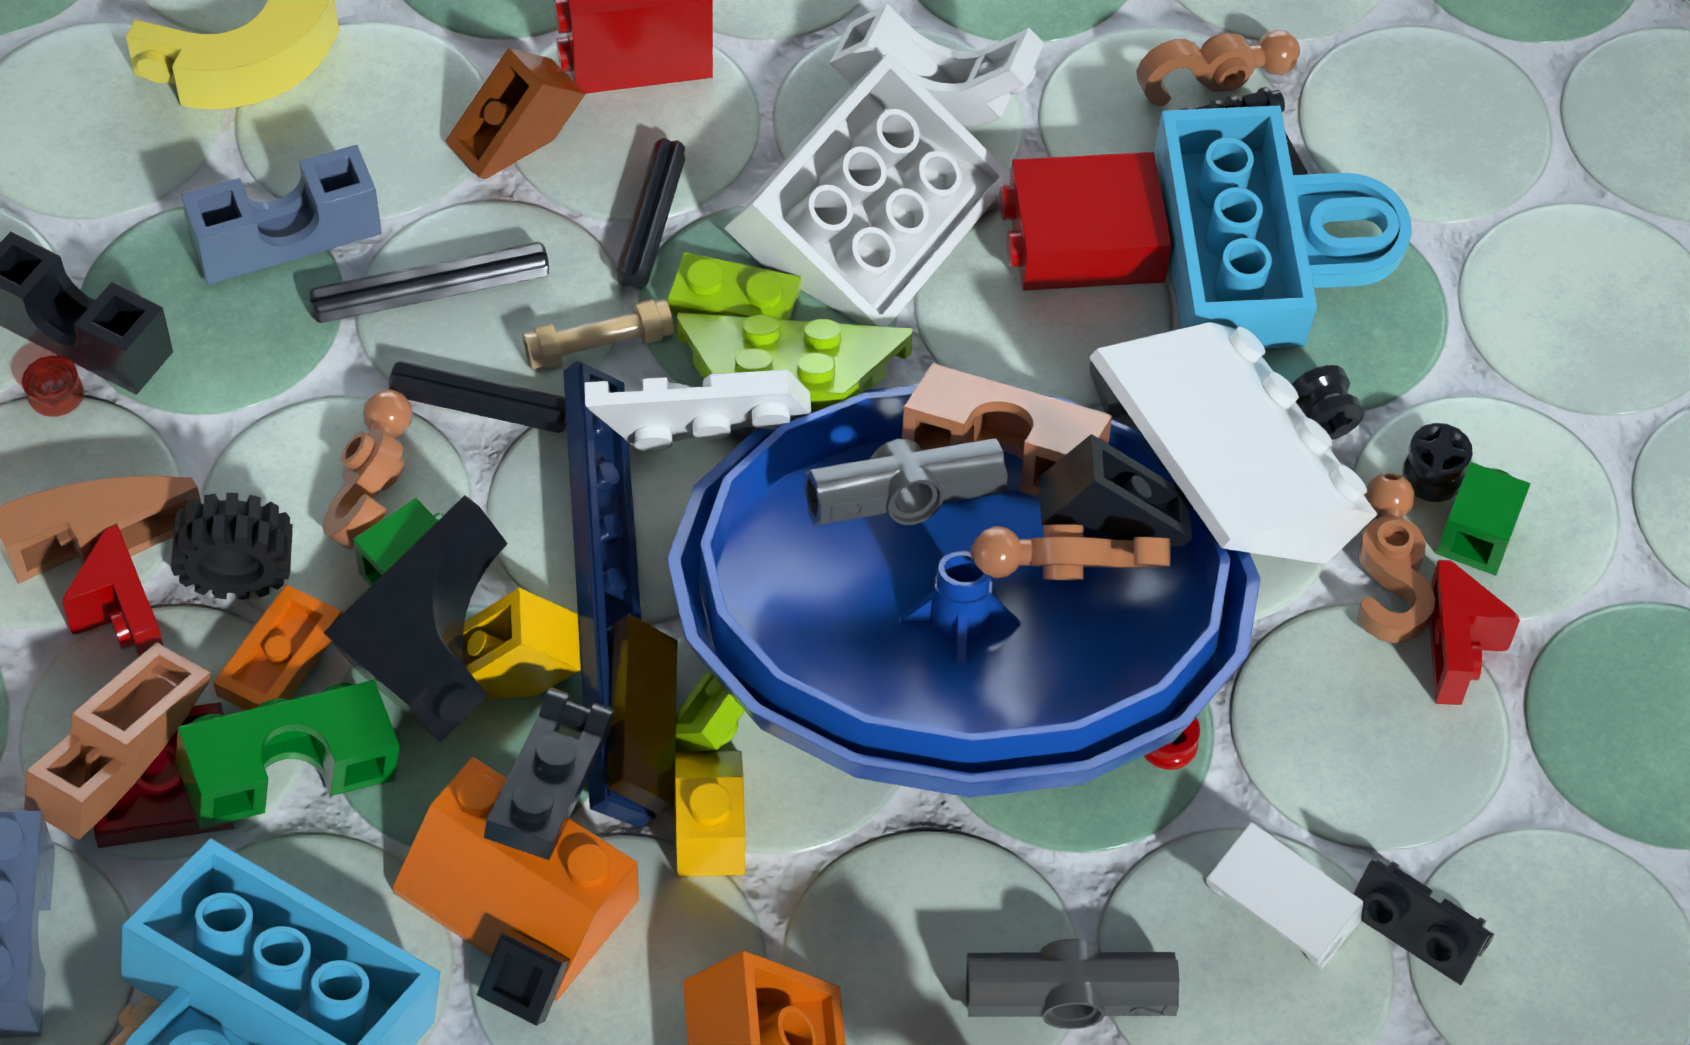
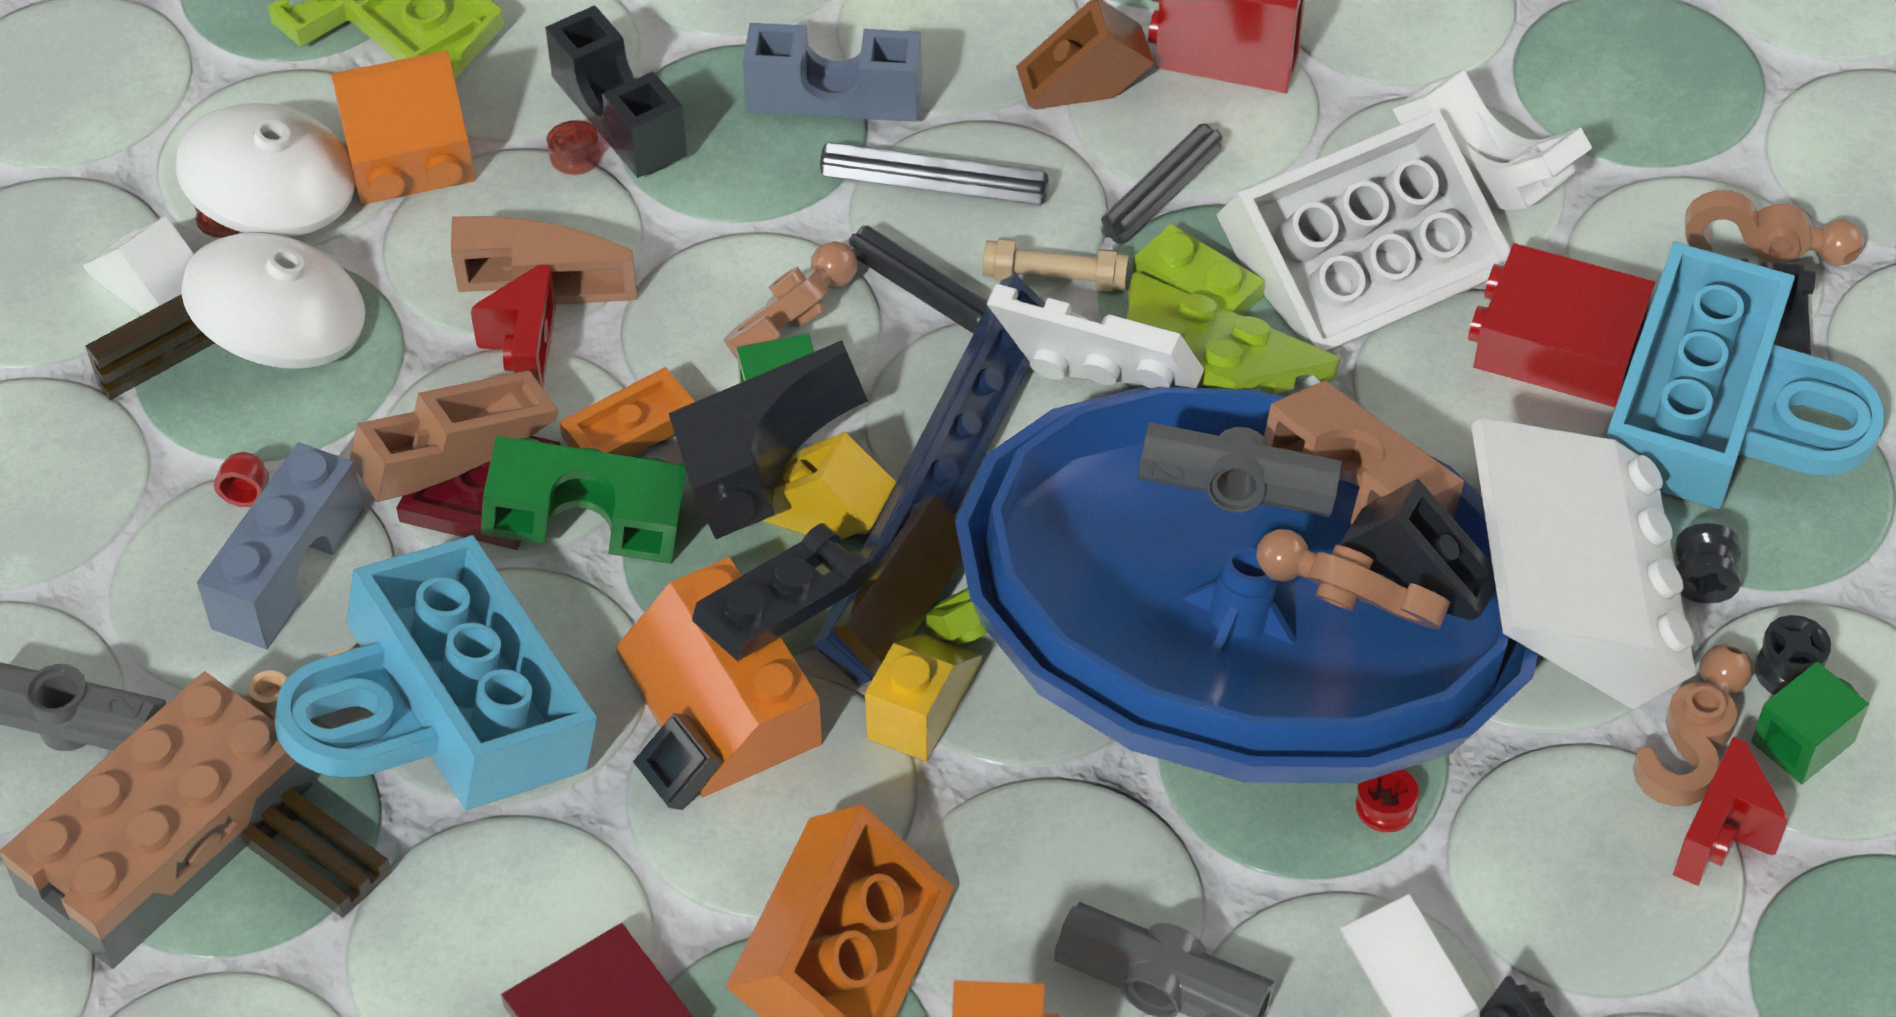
camera: 30 degrees right, 5 degrees down
(232, 546) = (634, 317): black tyre -> none

